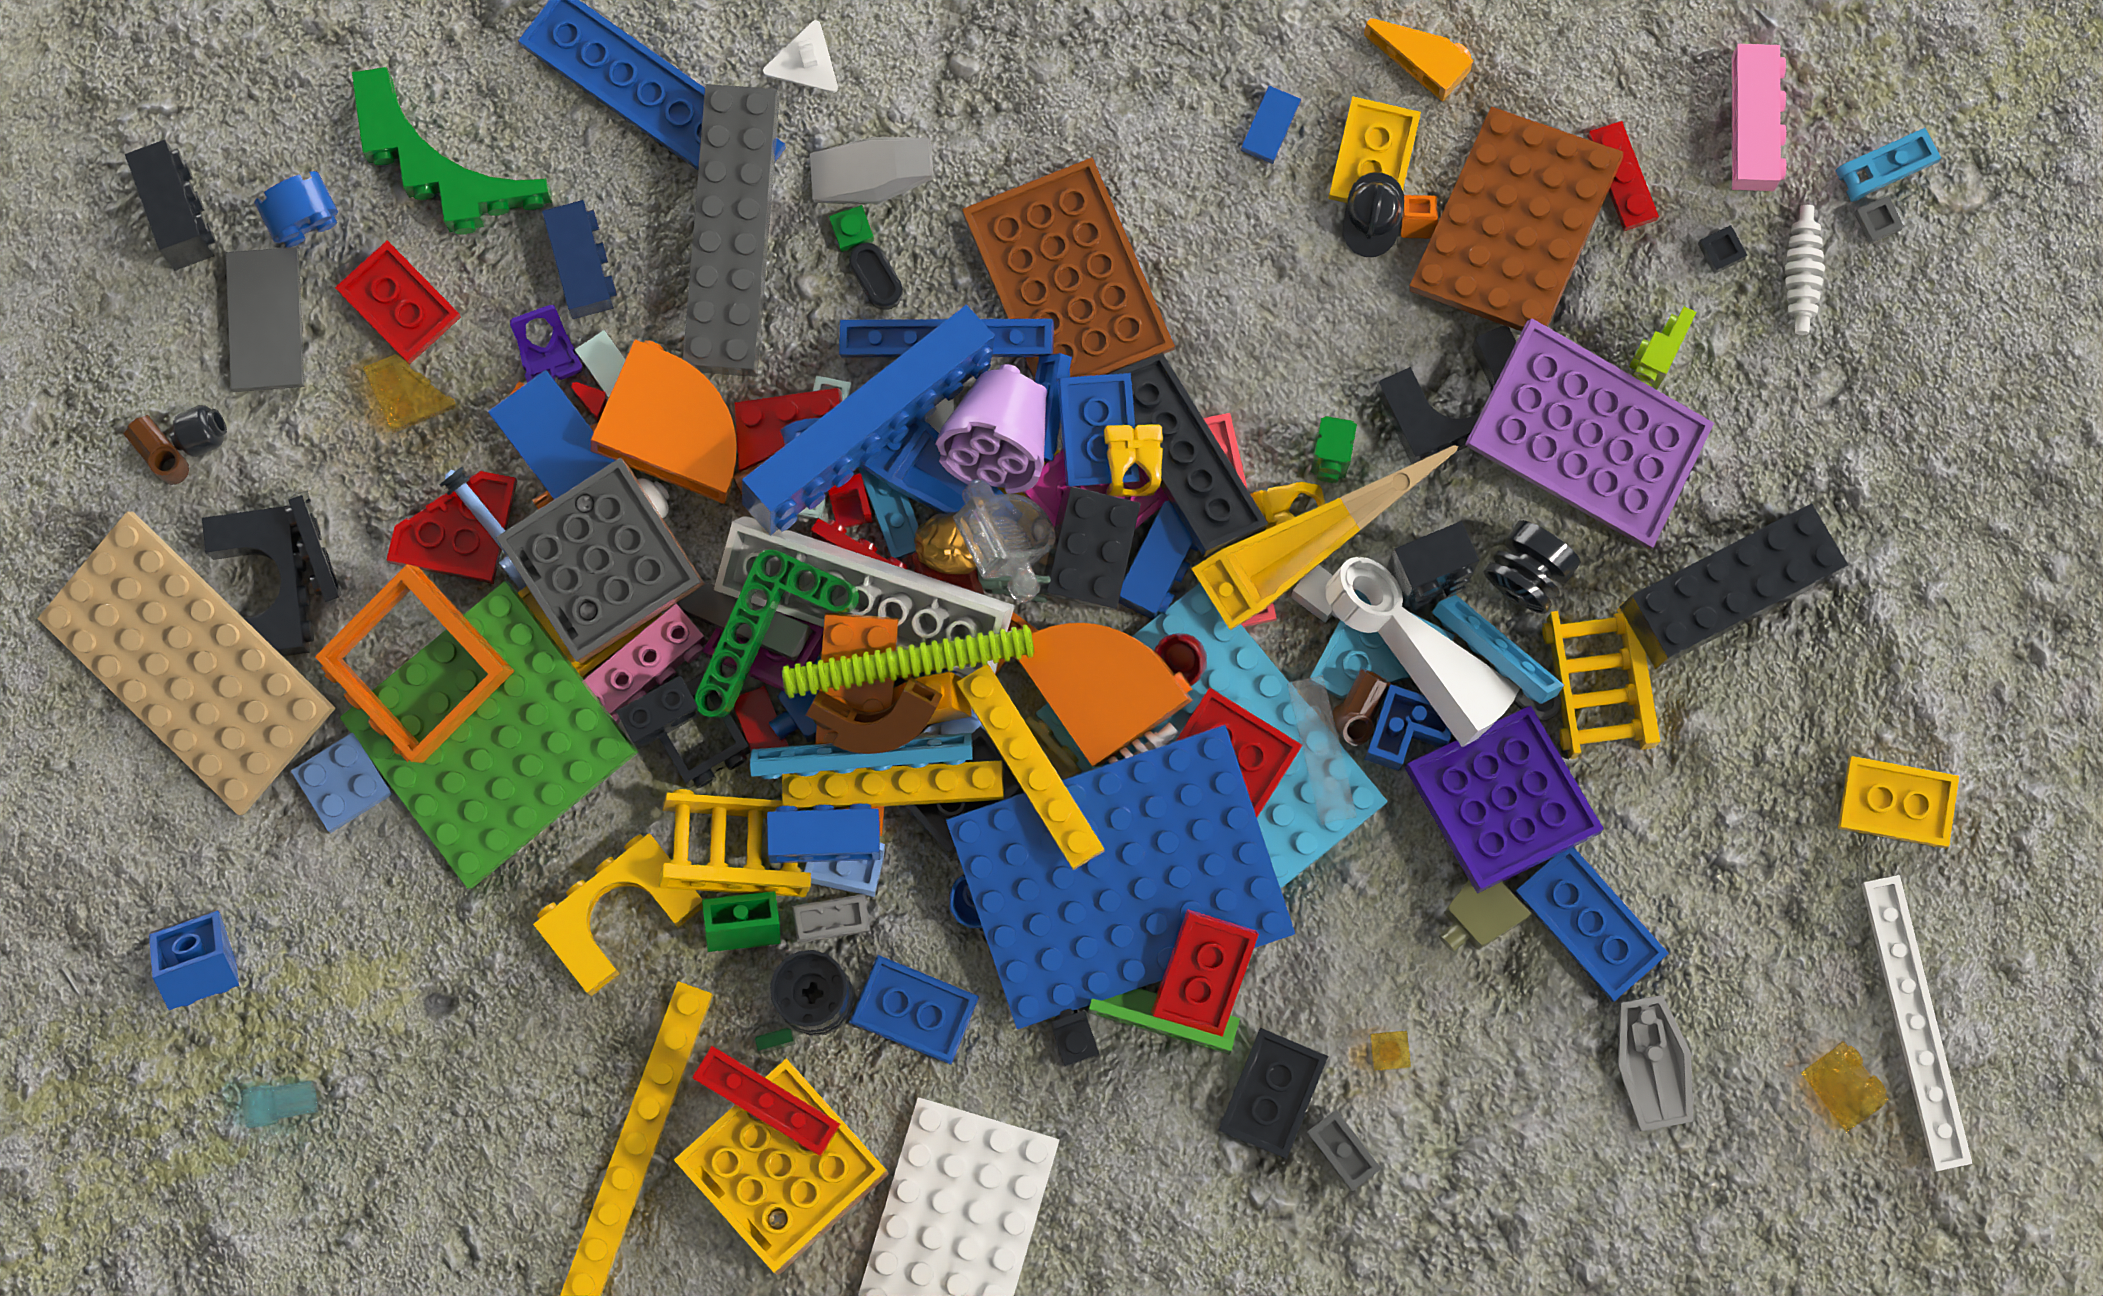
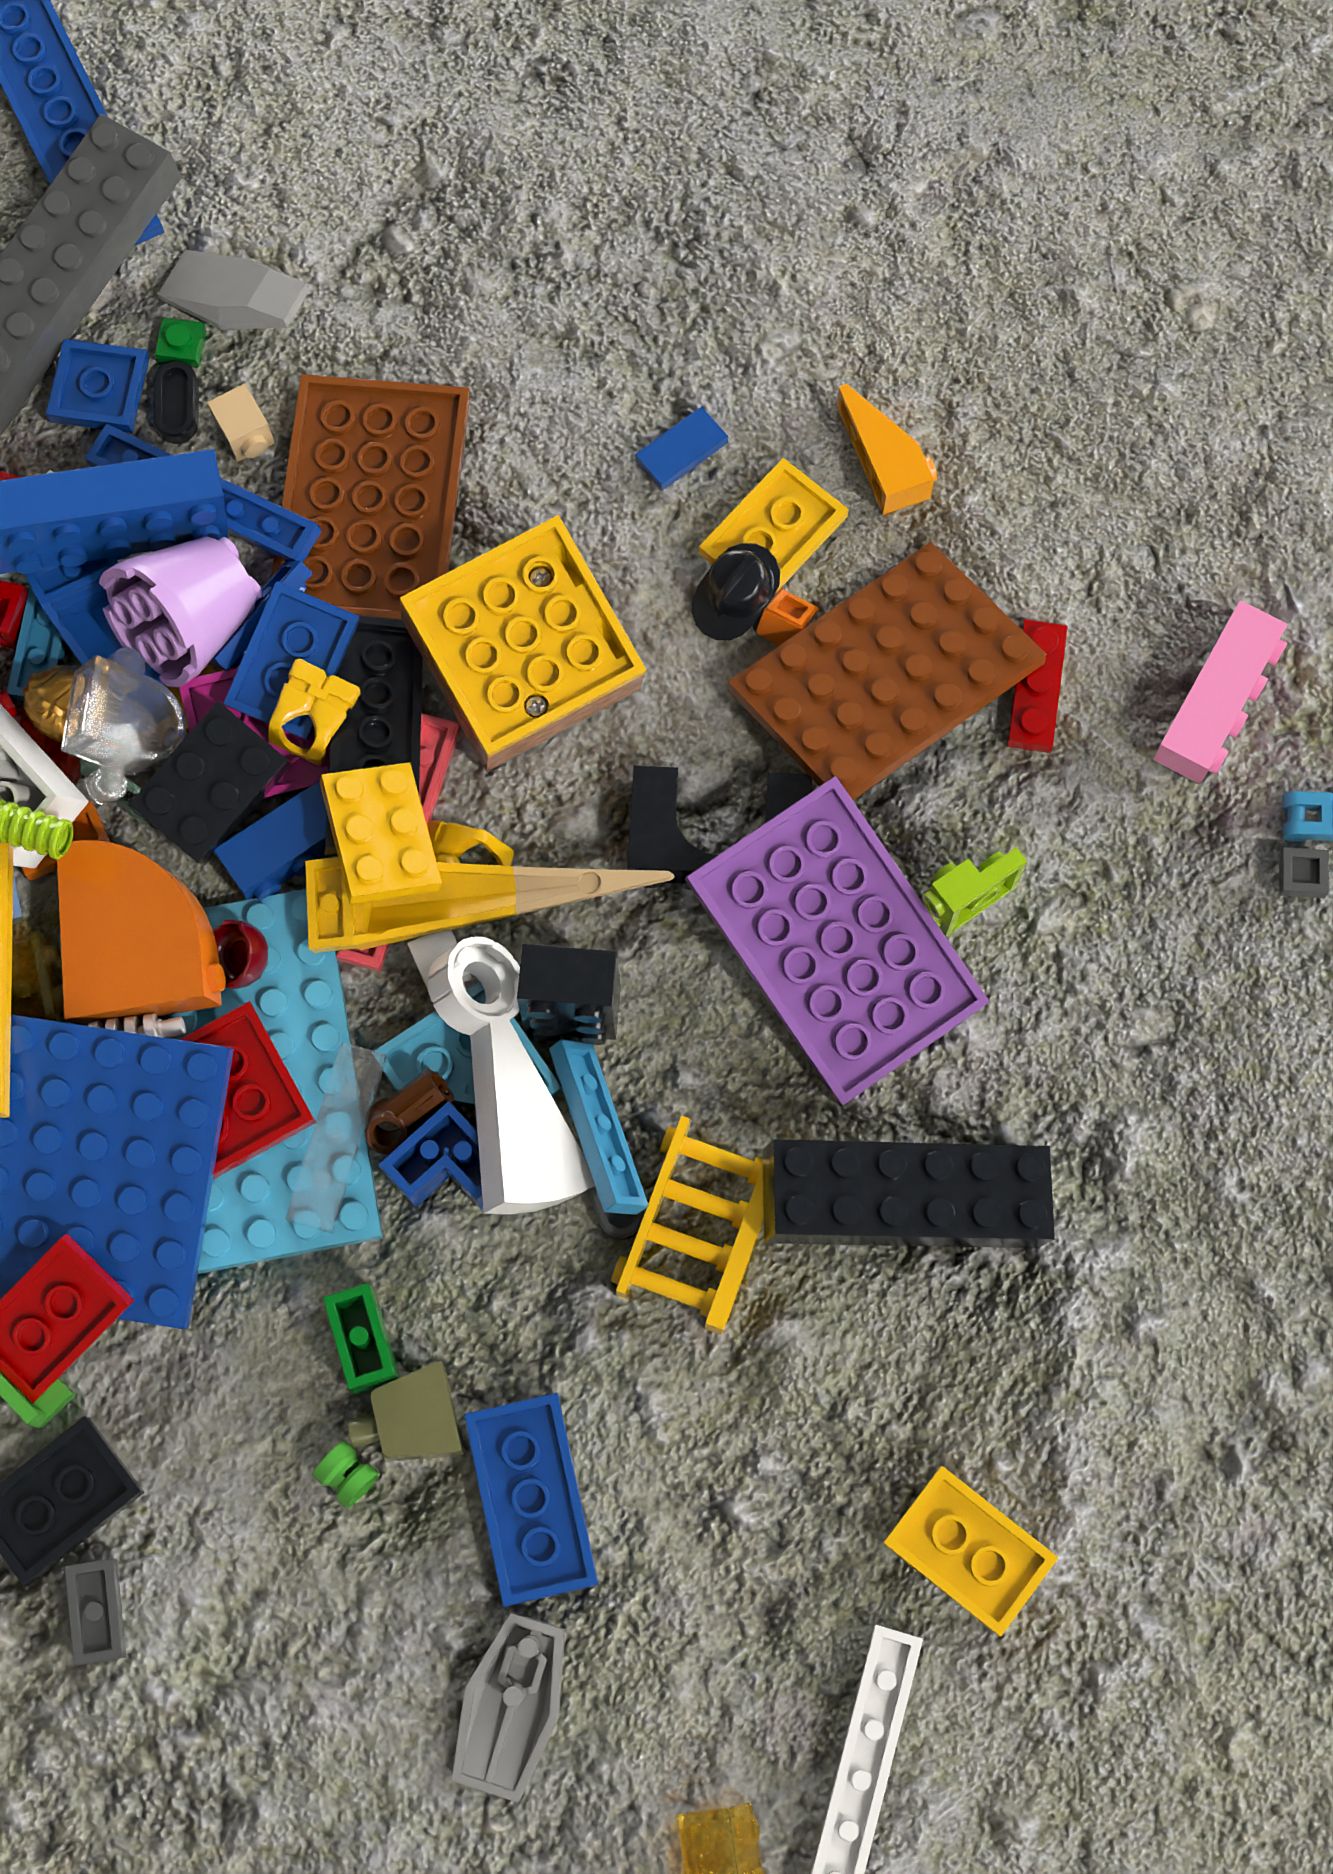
camera: 30 degrees right, 5 degrees down
(805, 61) = (238, 159): white piece -> none
(812, 293) = (97, 385): none -> blue plate
(939, 269) = (241, 423): none -> tan brick
(1237, 521) = (380, 833): none -> yellow plate
(1254, 333) = (522, 642): none -> yellow piece
(1333, 449) = (541, 812): green brick -> none
(1390, 1051) = (216, 1523): clear yellow plate -> none
(1420, 876) = (361, 1338): none -> green brick
(1459, 972) = (345, 1474): none -> bright green wheel
(1504, 799) = (506, 1302): dark purple plate -> none
(1529, 571) = (687, 1054): black wheel -> none
(1722, 249) = (1105, 817): black plate -> none
(1804, 269) = (1187, 885): white piece -> none

